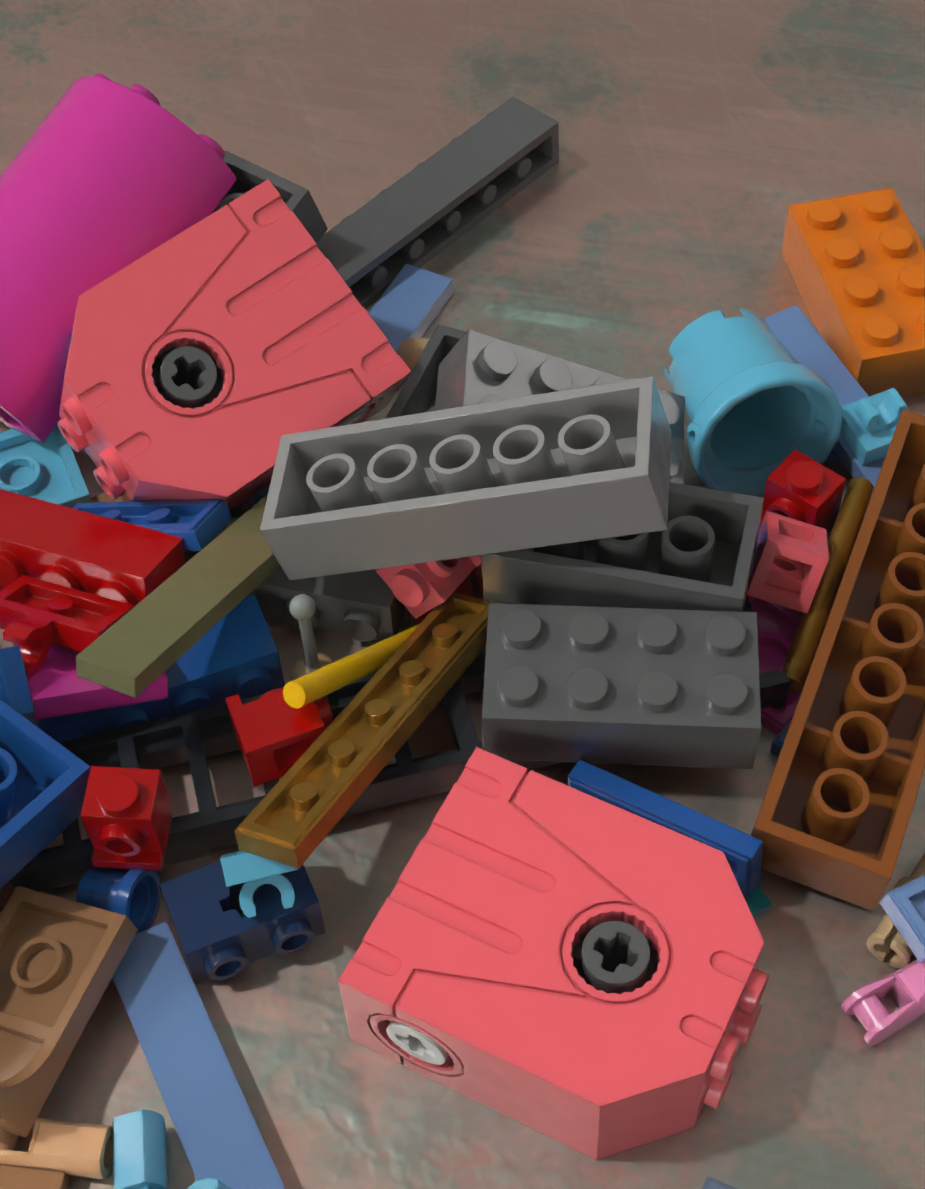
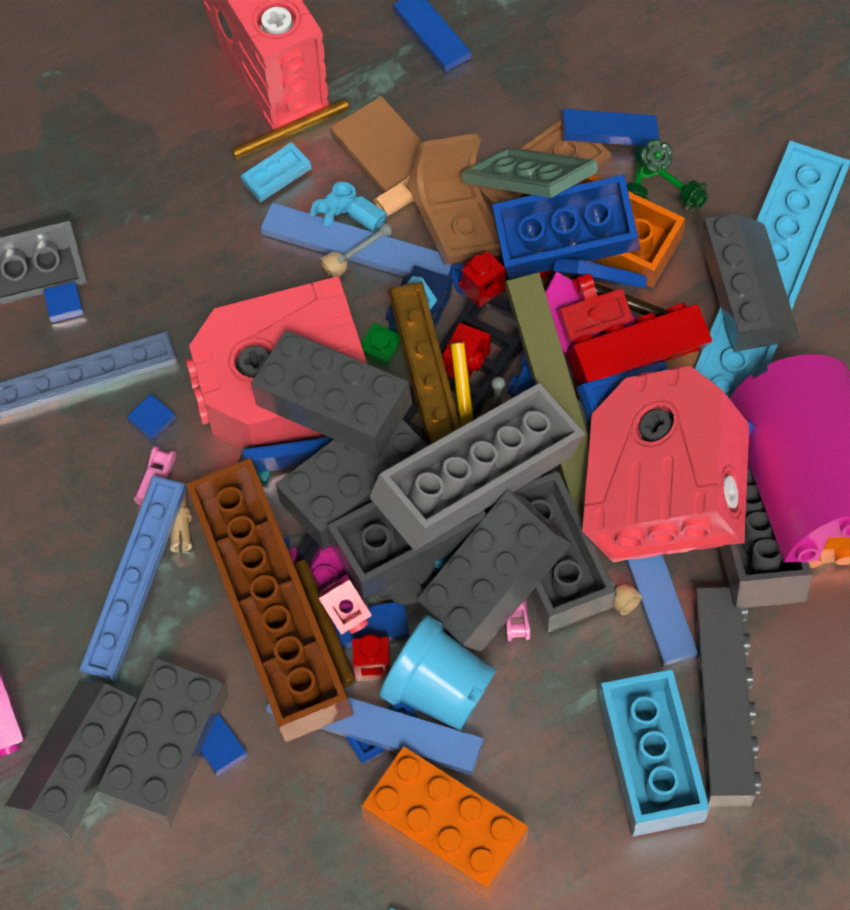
camera: 135 degrees right, 10 degrees up
(283, 1106) = (336, 262): none -> hinge
(351, 910) = (380, 345): none -> green plate
(567, 749) = (332, 393): none -> dark grey brick
(569, 199) = (653, 752): none -> medium azure brick
(835, 1107) = (151, 417): none -> blue tile
(871, 424) = (369, 723): medium azure tile -> none

